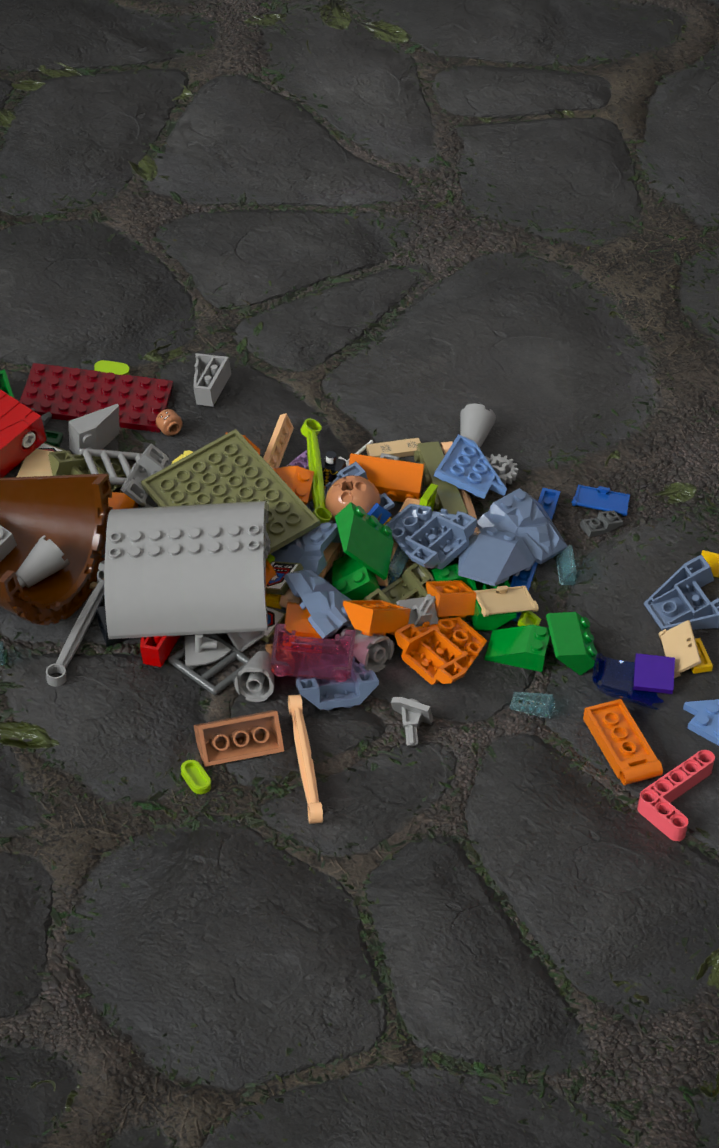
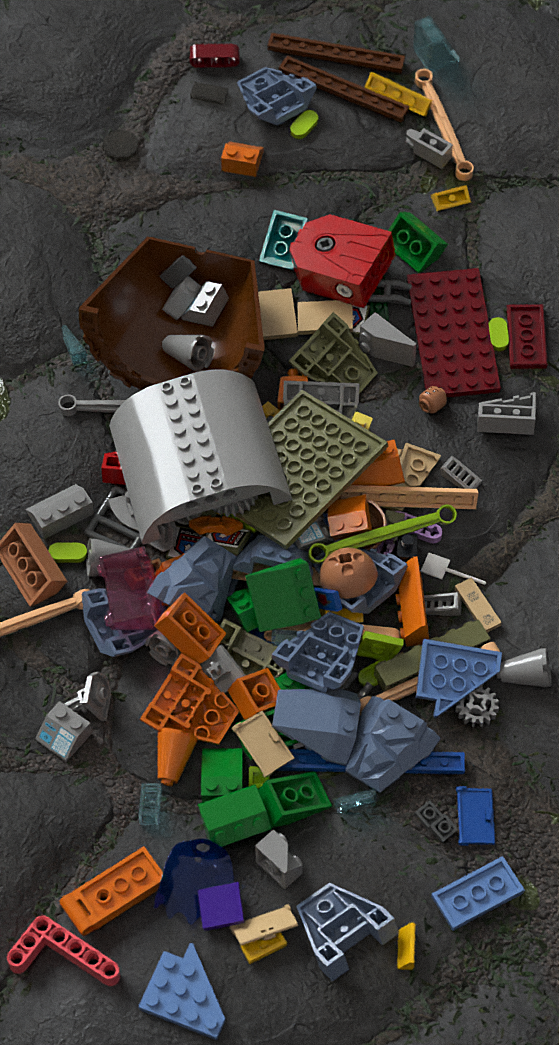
camera: 80 degrees right, 15 degrees up
(105, 455) = (359, 358): light grey bar -> none
(137, 356) = (526, 336): none -> dark red tile
(181, 702) = (61, 510): none -> light grey slope
(233, 706) = (68, 552): none -> lime tile
(251, 428) = (454, 463): none -> light grey slope
(439, 747) = (63, 731): none -> light grey slope
(492, 671) = (173, 754): none -> orange cone
(556, 600) = (293, 798): none -> green slope
(620, 622) = (276, 860): none -> light grey slope
(677, 513) = (477, 893): none -> medium blue plate

